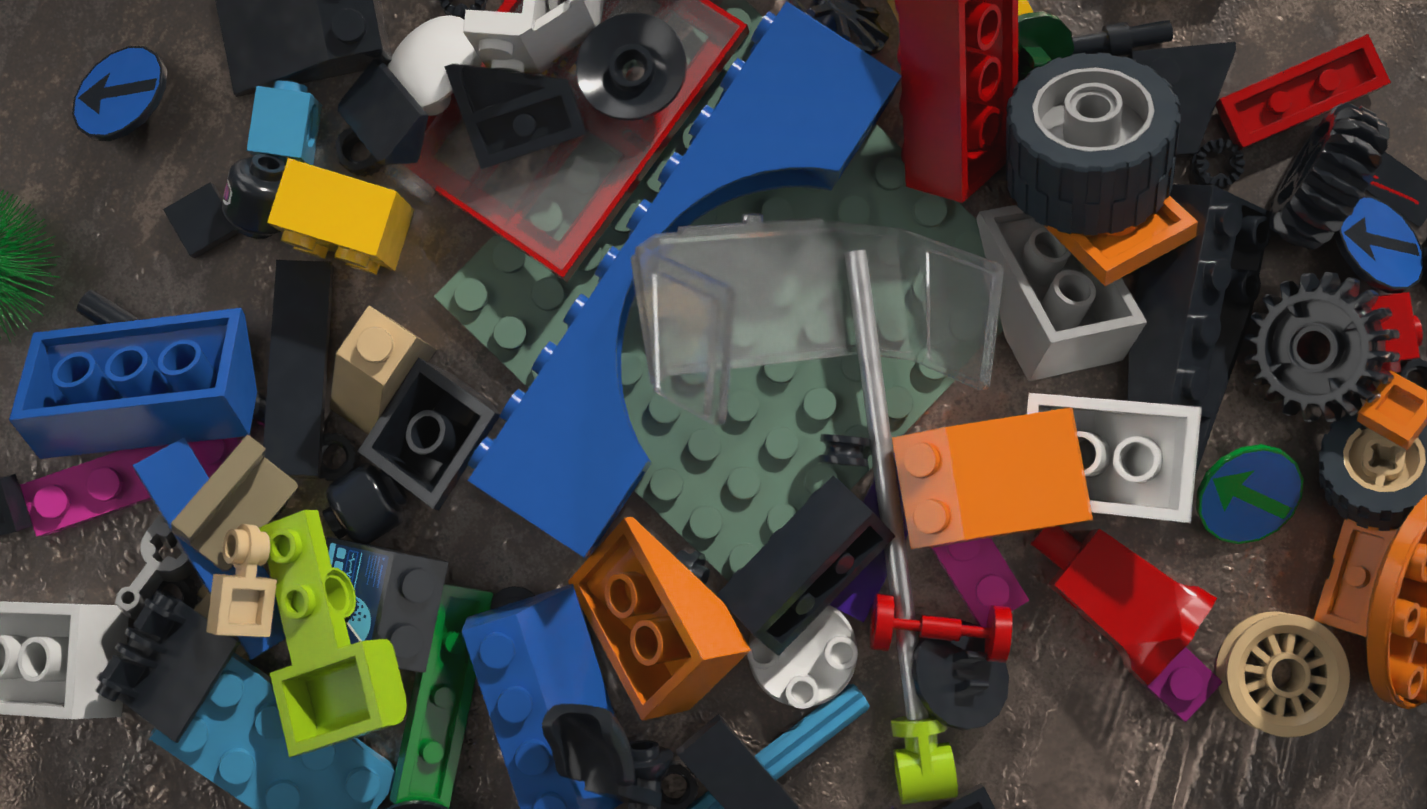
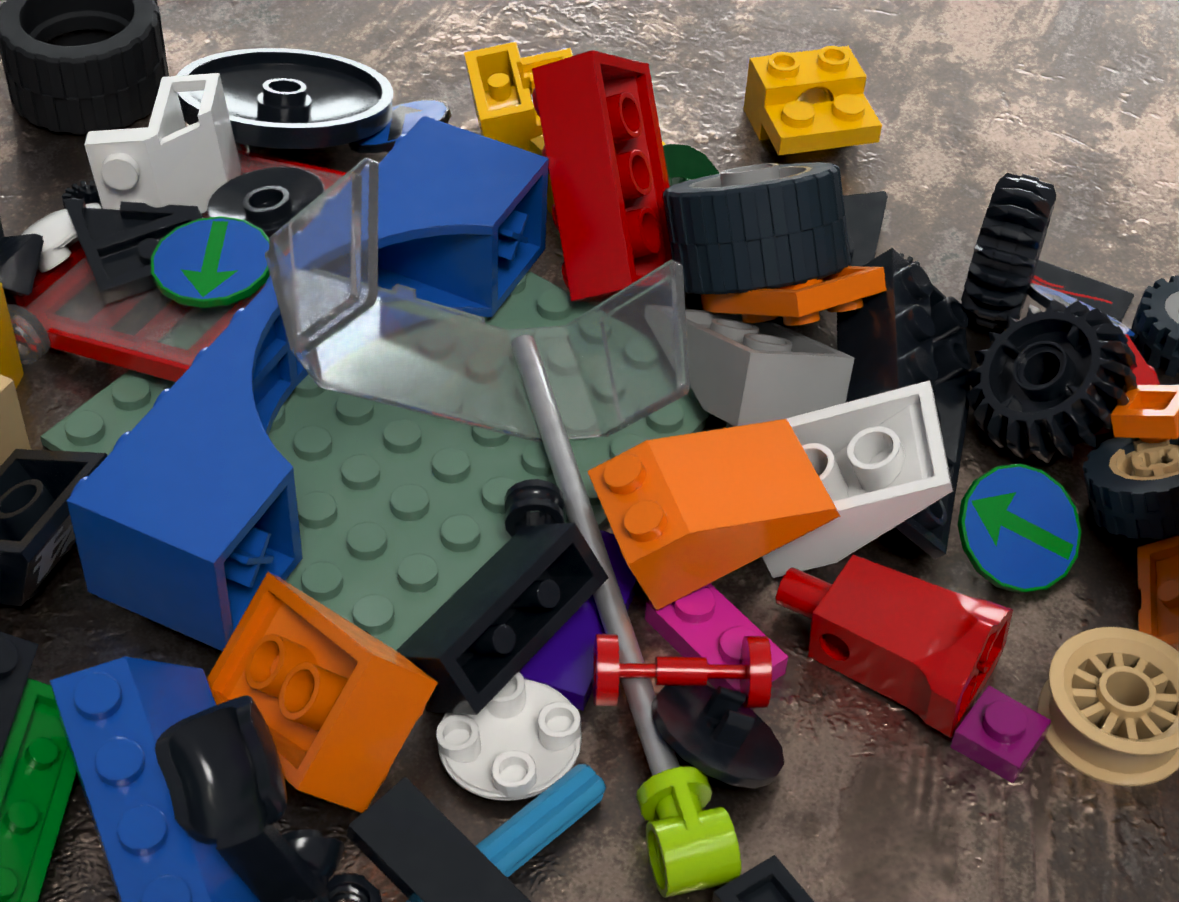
camera: 10 degrees left, 40 degrees down
(581, 156) = (211, 262): none -> blue piece
(1302, 92) = (940, 227): red plate -> none

